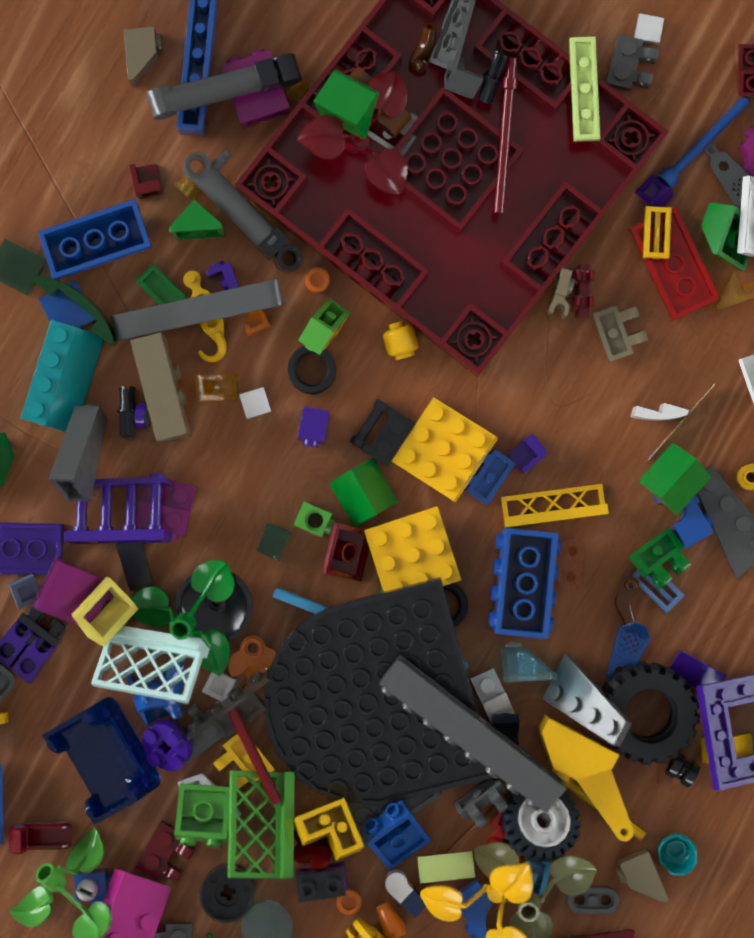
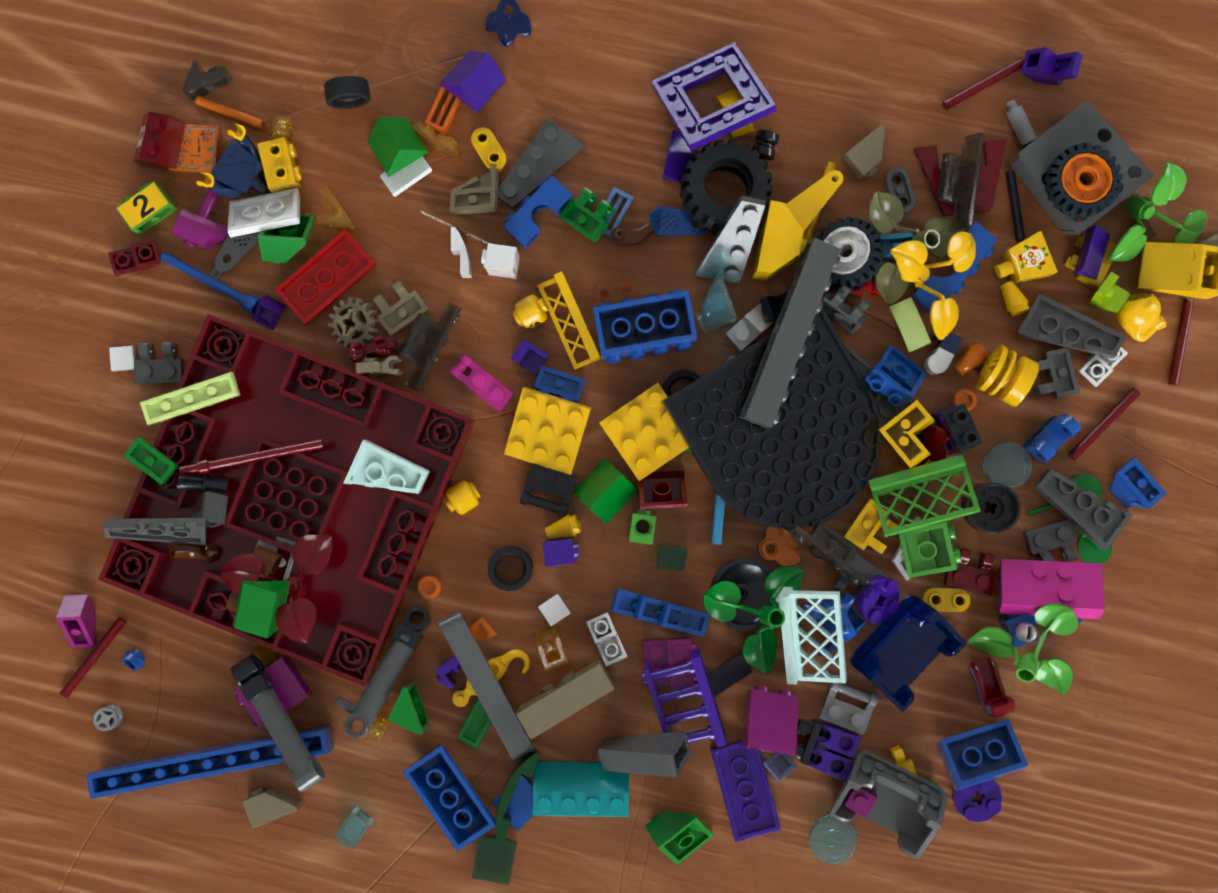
camera: 100 degrees left, 0 degrees up
(57, 676) = (844, 713): none -> light grey plate
(92, 132) = (353, 828): none -> clear light blue brick
(111, 618) = (781, 682): light yellow tile -> none
(127, 412) = (595, 721): black axle -> none
(142, 416) = (596, 707): dark purple tile -> none
(145, 818) = (946, 599): none -> yellow plate
(146, 180) = (384, 766): dark red panel -> none
(208, 449) = (607, 639): none -> white slope
(219, 686) = (812, 568): white tile -> none
(220, 512) = (660, 612): none -> blue slope
(254, 756) = (865, 519): dark red bar -> none
(324, 326) = (469, 569): bright green brick -> none
(337, 439) = (563, 528): none -> yellow cone
(452, 269) = (383, 469): none -> light aqua wing
(514, 396) = (482, 383): none -> dark pink plate
(531, 31) = (151, 460): none -> green plate
(574, 348) = (425, 342): none -> clear smoke bracket
(575, 468) = (530, 311): none -> yellow head
(623, 288) = (360, 314): none -> dark tan gear
(637, 452) = (501, 260): none -> white brick
(667, 232) = (321, 295): yellow tile -> none
(675, 478) = (514, 221): green slope -> none
(677, 854) = (839, 128): teal hair -> none
(715, 446) = (476, 195): none -> dark tan wing

